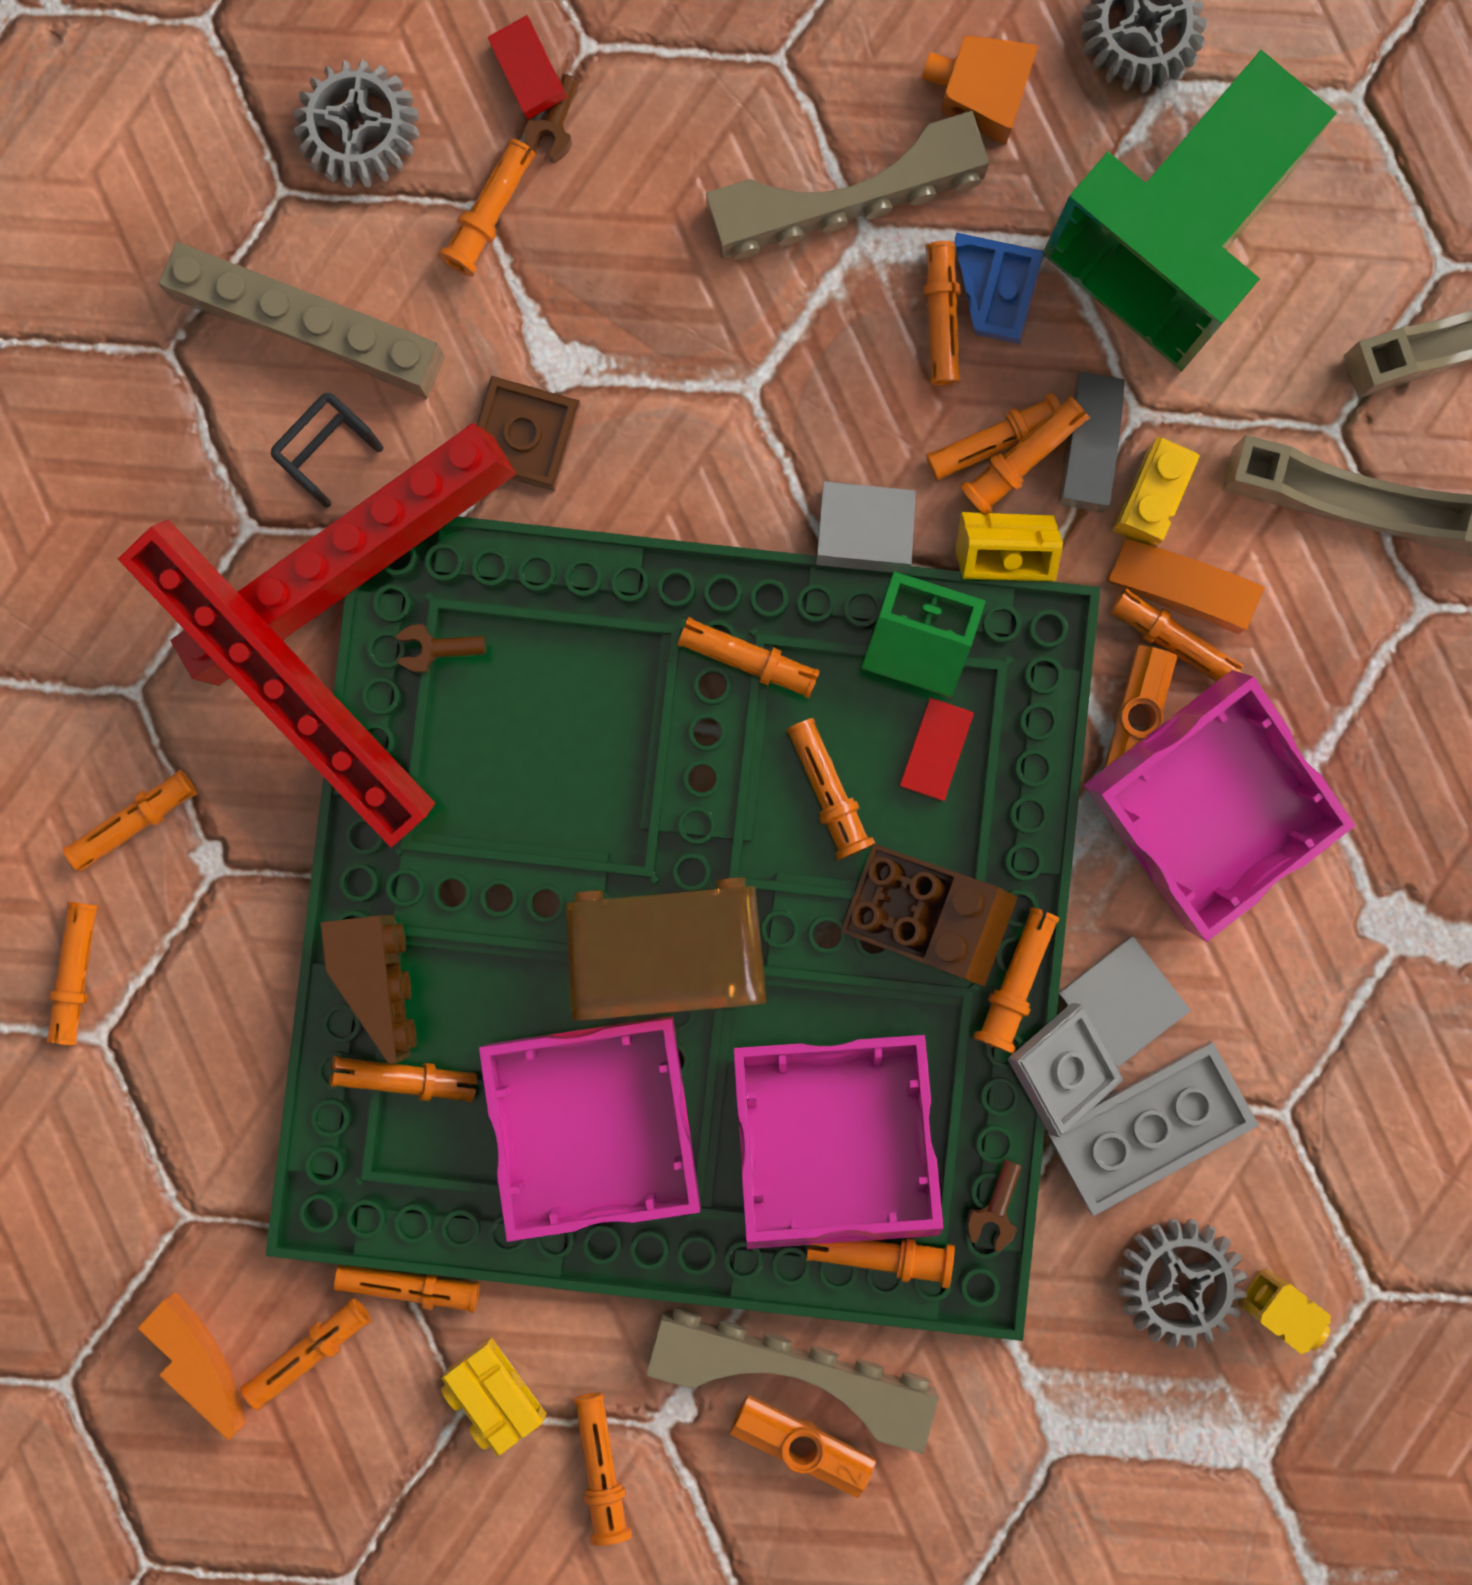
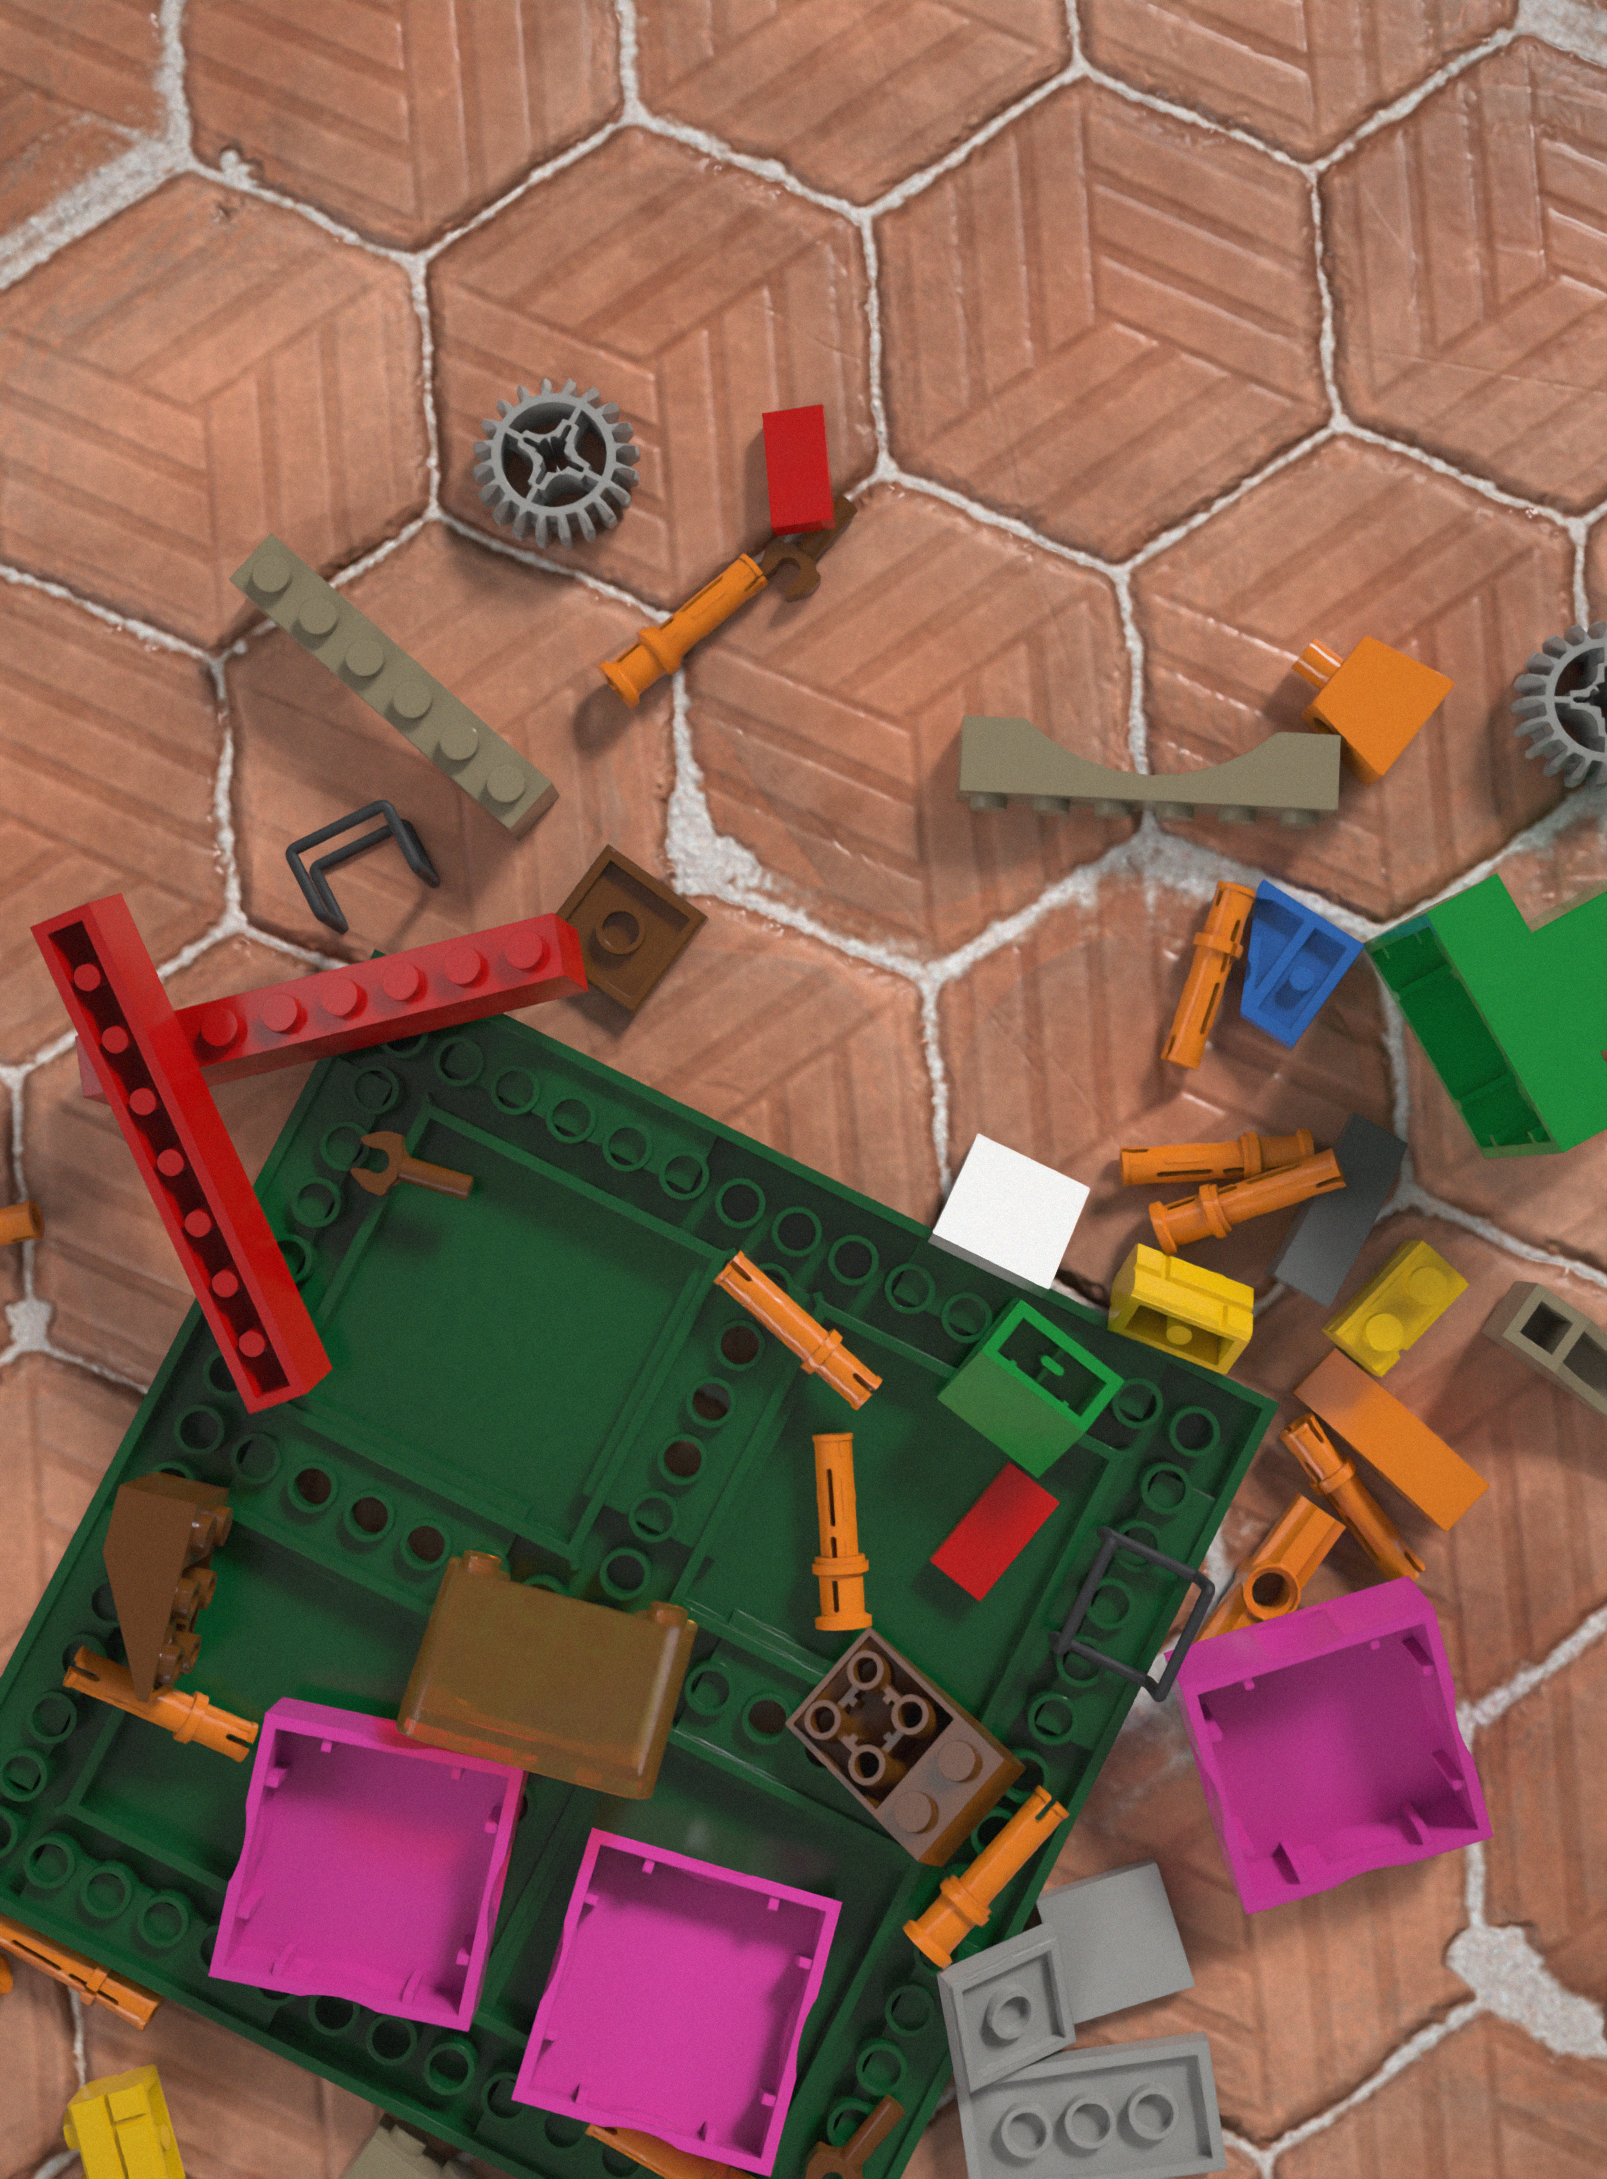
camera: 20 degrees right, 0 degrees up
(1017, 720) = (1064, 1641): none -> black piece

